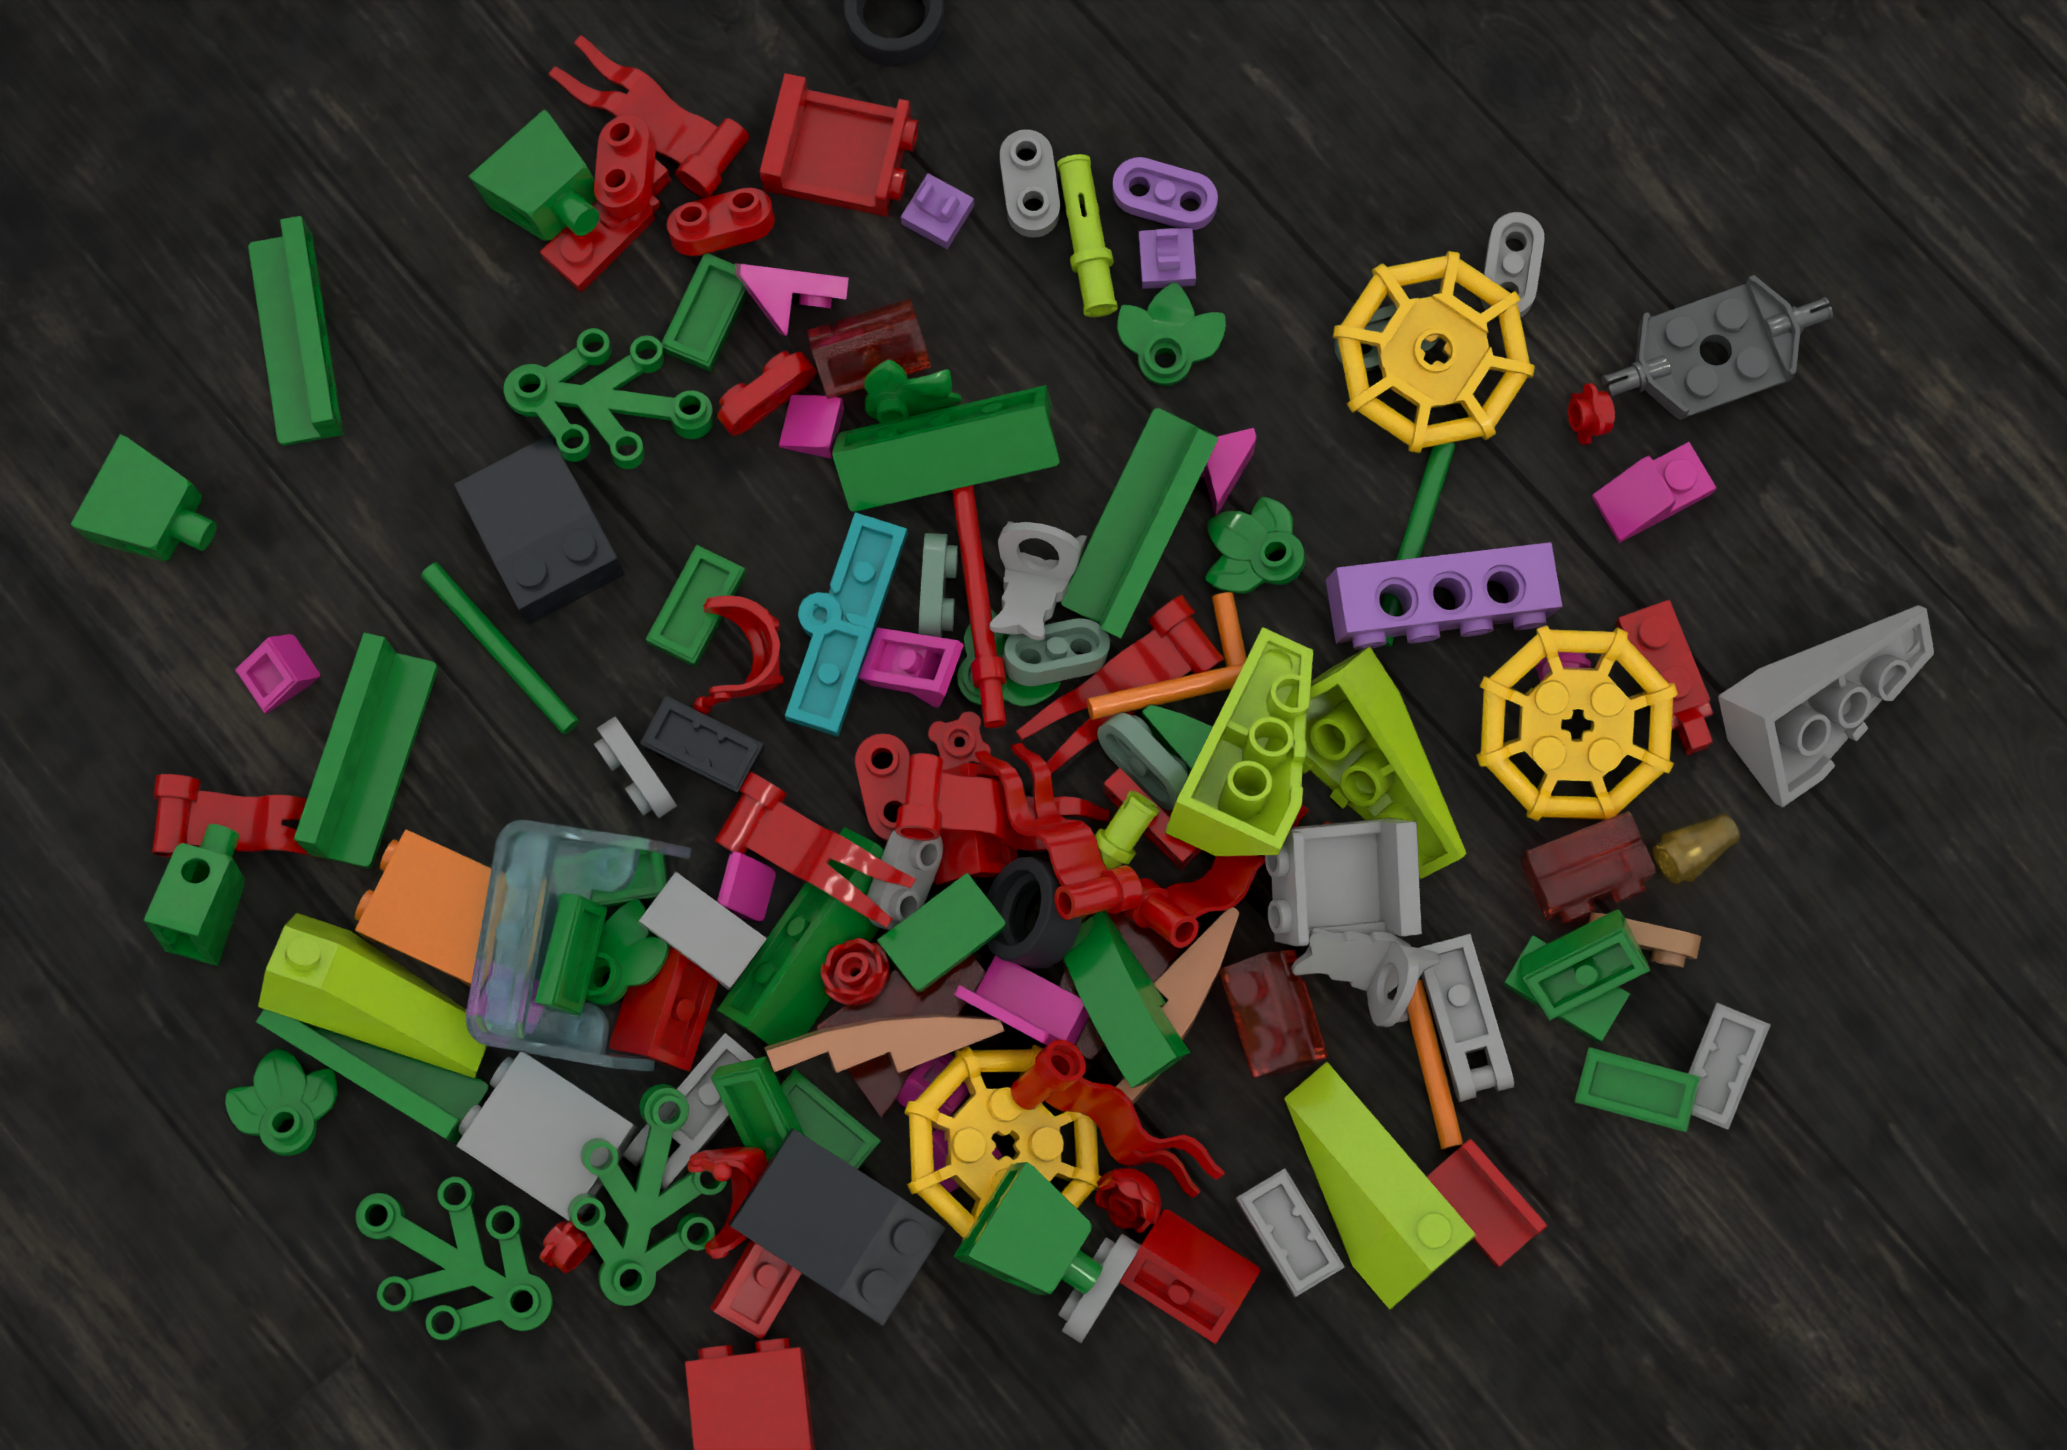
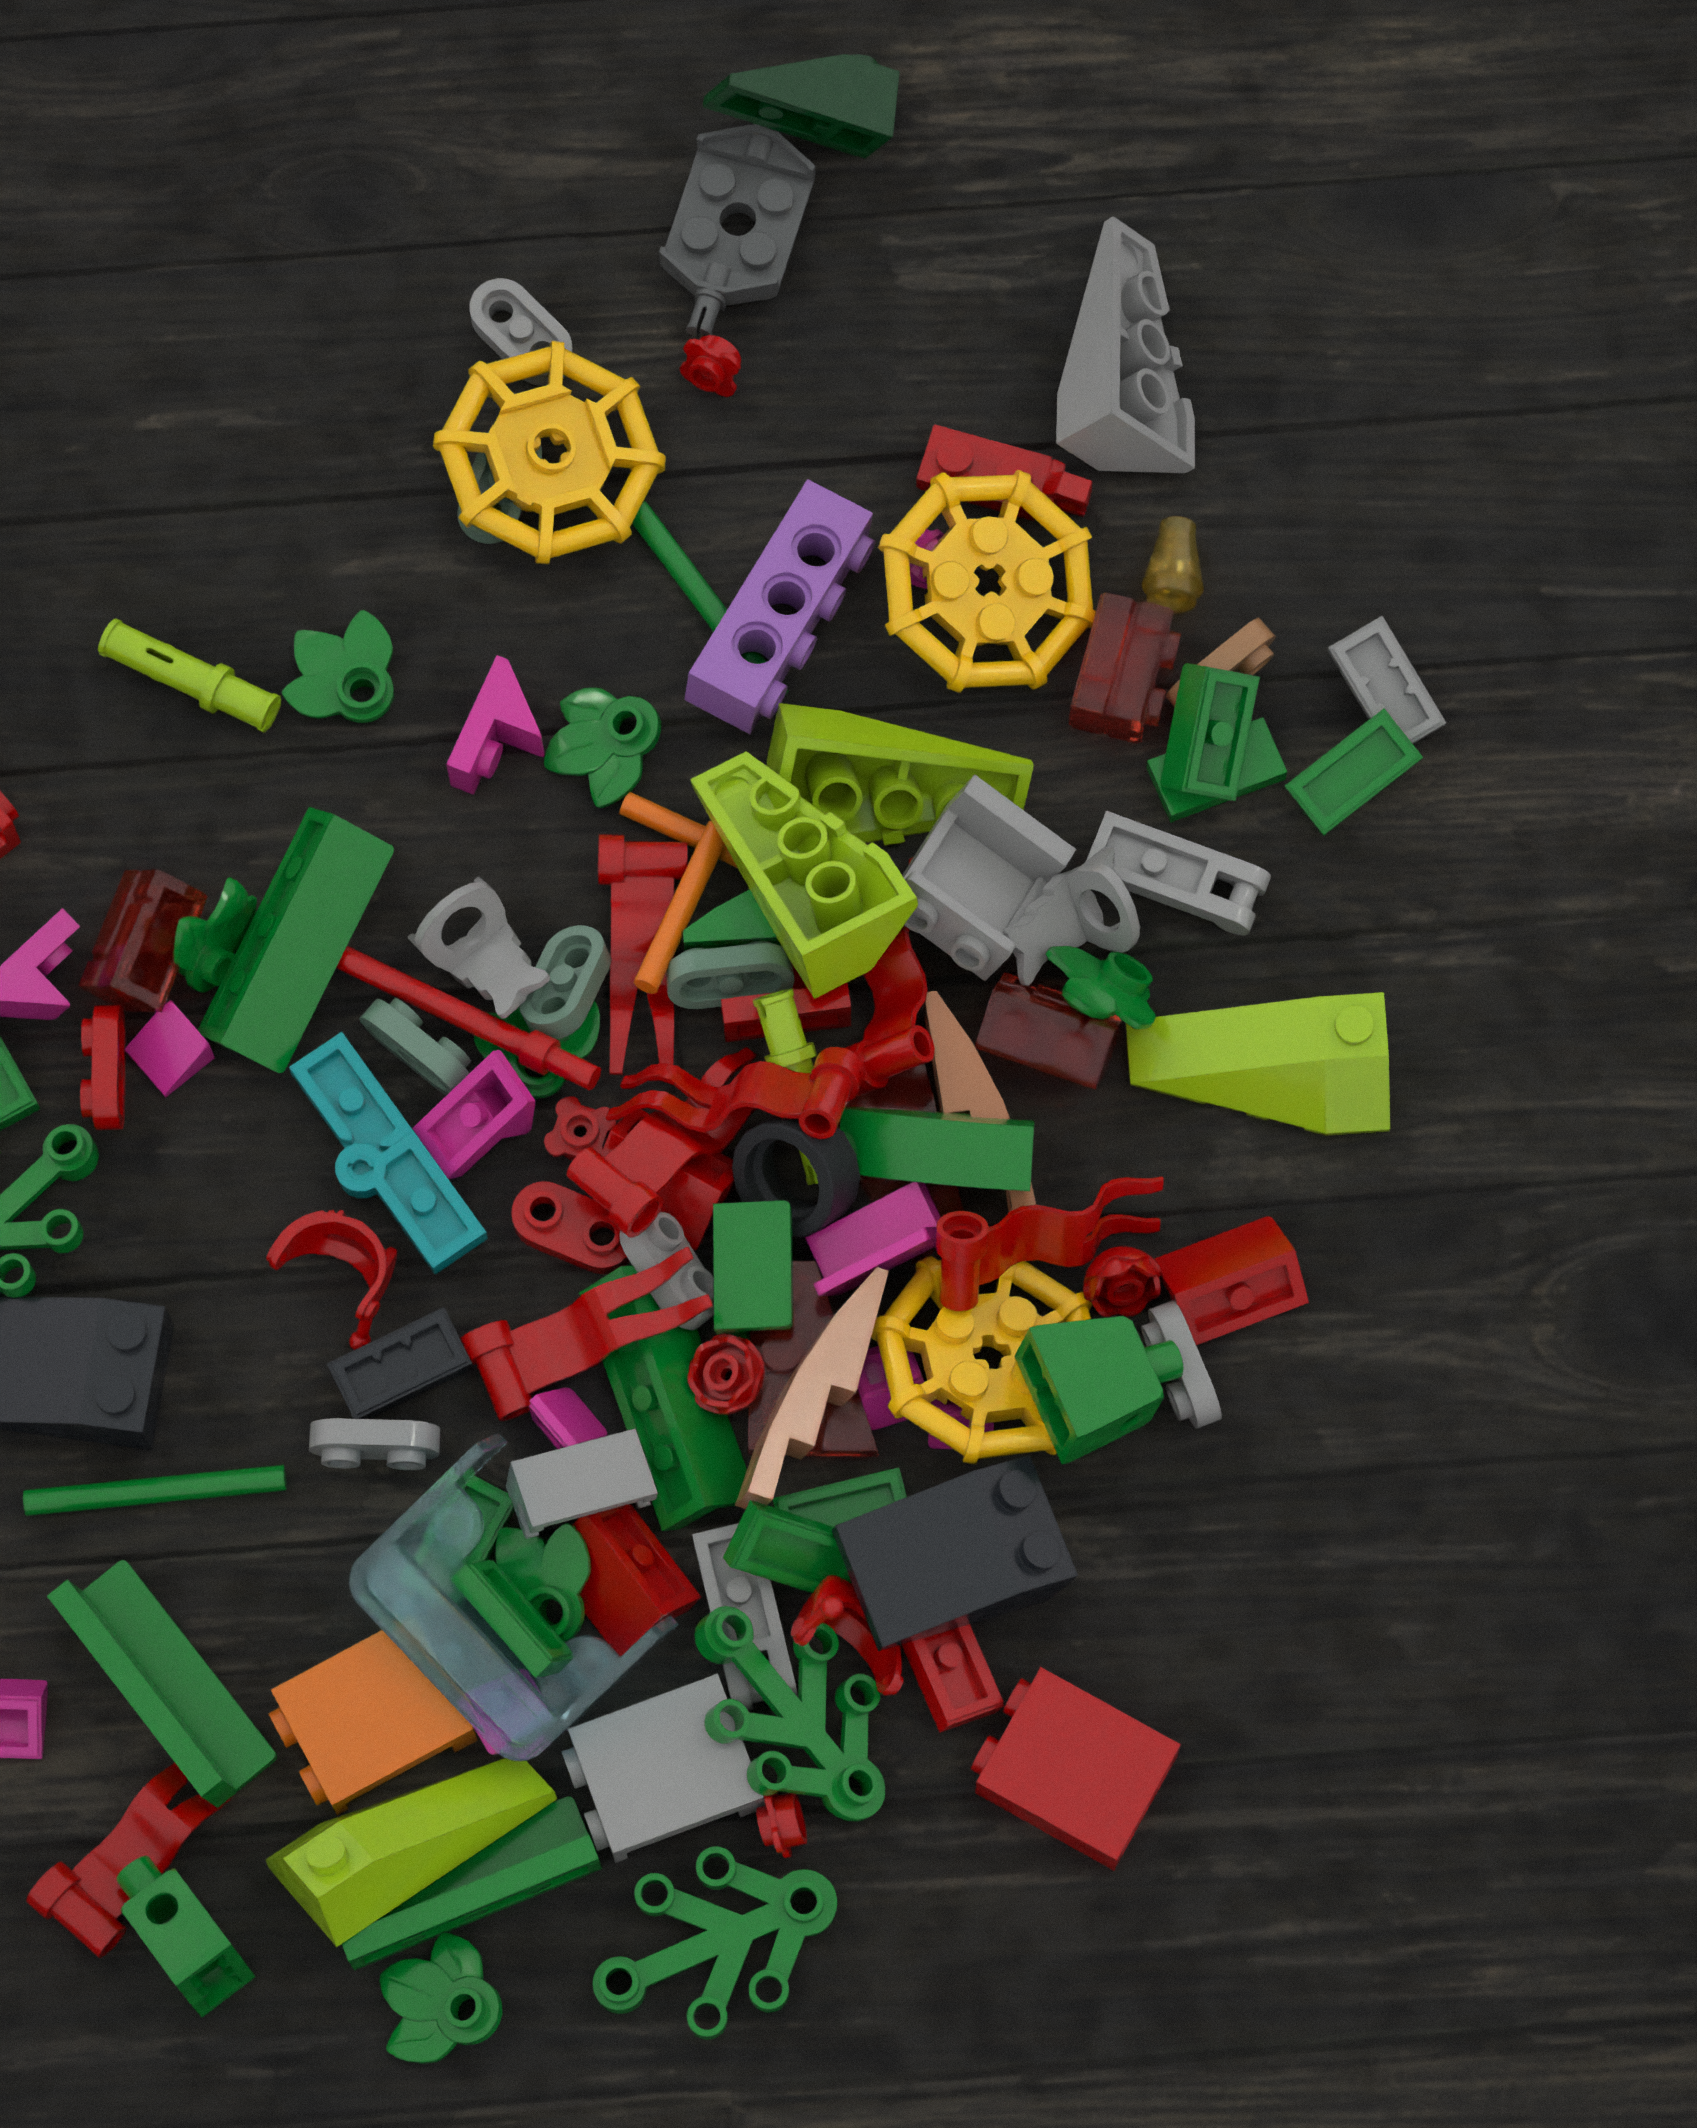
camera: 55 degrees left, 5 degrees down
(682, 624) = (263, 1296): green tile -> none
(937, 211) = (54, 791): medium lavender tile -> none
(1029, 180) = (92, 690): light grey plate -> none
(1138, 520) = (505, 815): green panel -> none
(1167, 190) = (202, 576): medium lavender plate -> none
(1167, 257) = (267, 622): medium lavender tile -> none
(1289, 1232) = (1257, 1164): light grey plate -> none
(1336, 1029) = (1105, 986): none -> green plate
(1433, 1069) = (1207, 937): orange bar -> none
(1486, 1203) = (1359, 966): red panel -> none
(1653, 491) = (824, 367): dark pink slope -> none
(1851, 344) = (825, 100): none -> dark green slope

